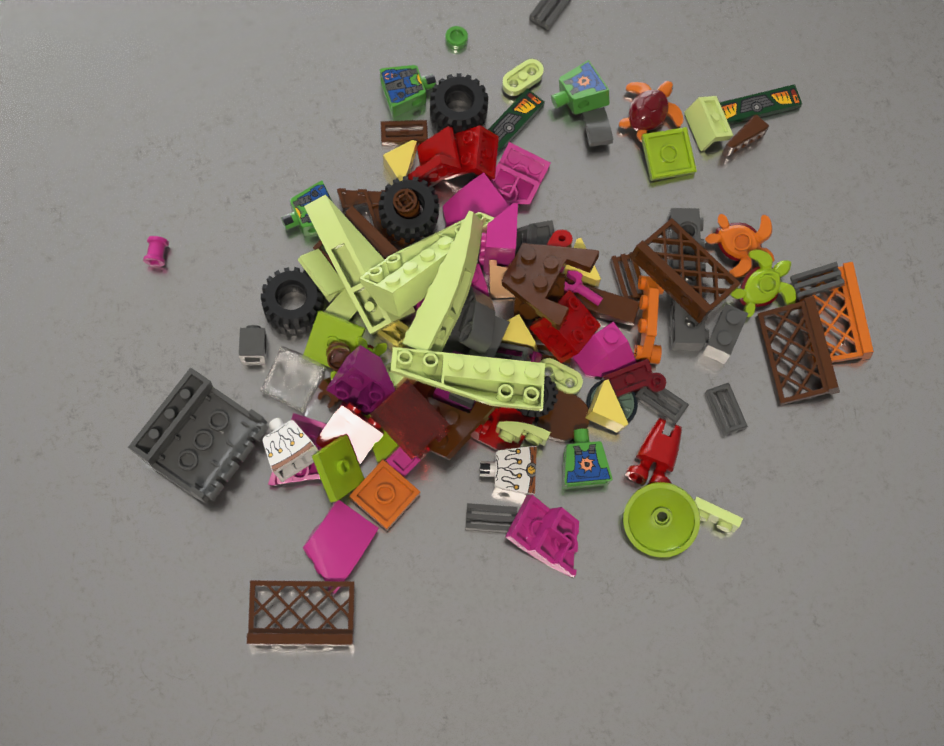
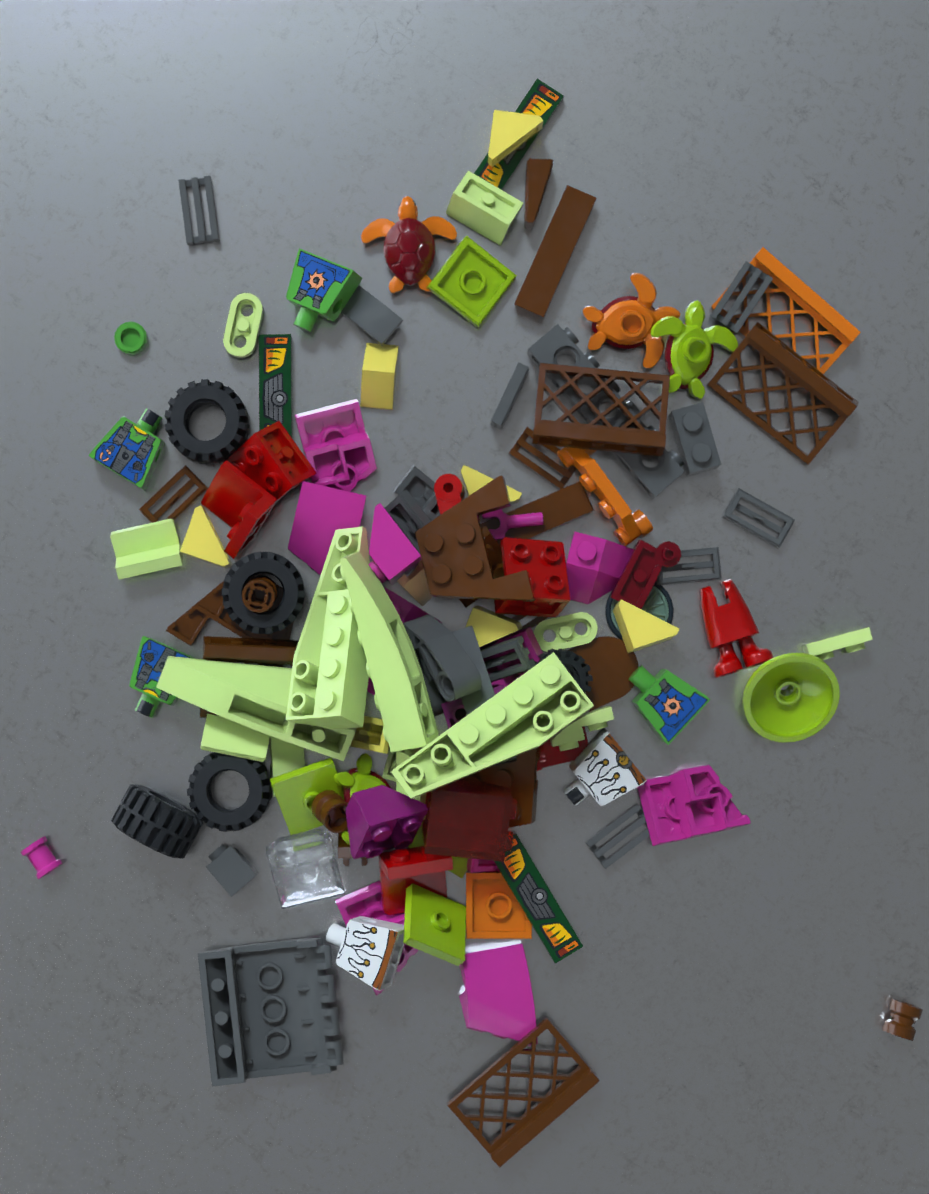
camera: 35 degrees left, 15 degrees up
(237, 279) = (156, 821): none -> black tyre
(366, 141) = (146, 548): none -> yellowish green panel
(409, 507) = (538, 902): none -> tile
(573, 161) = (379, 376): none -> light yellow slope
(638, 227) = (510, 396): none -> dark grey tile
(728, 175) = (555, 251): none -> reddish brown slope
(756, 95) = (510, 132): none -> light yellow slope

